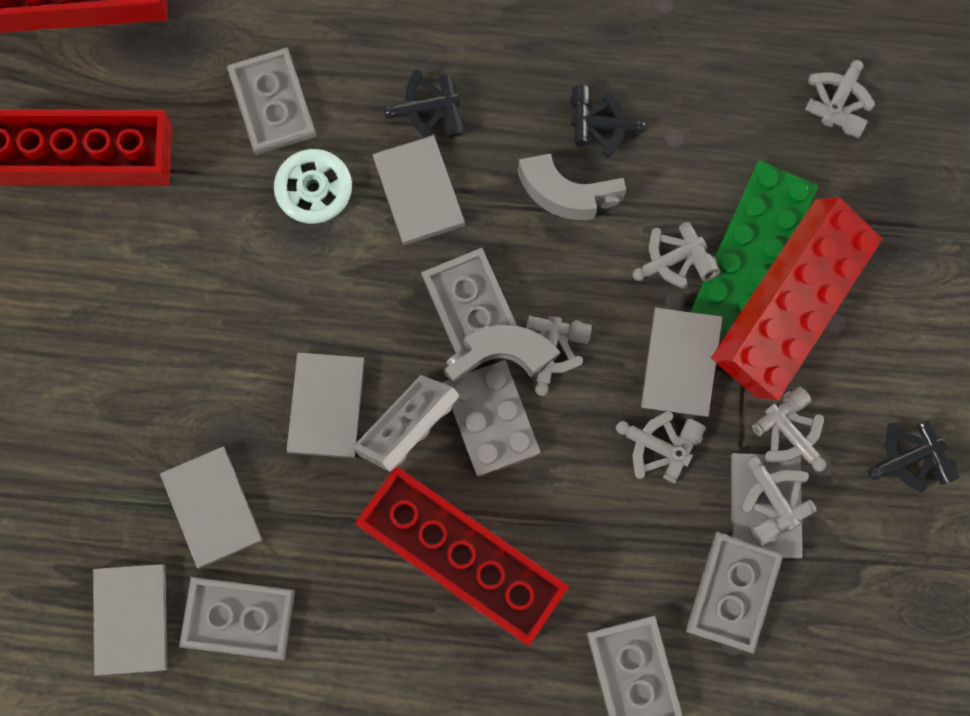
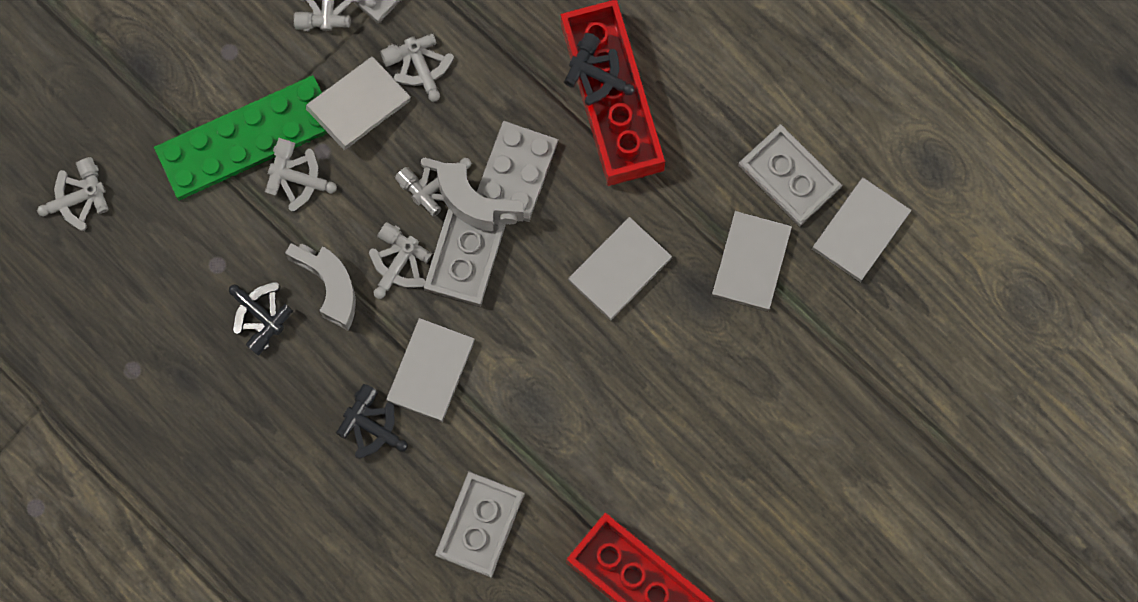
camera: 135 degrees left, 0 degrees up
(292, 170) = (484, 415): light aqua plate -> none
(406, 422) = (577, 204): light grey plate -> none
(504, 547) = (582, 67): none -> black piece
(527, 273) = (408, 249): none -> light grey piece
(797, 298) = (244, 78): red brick -> none

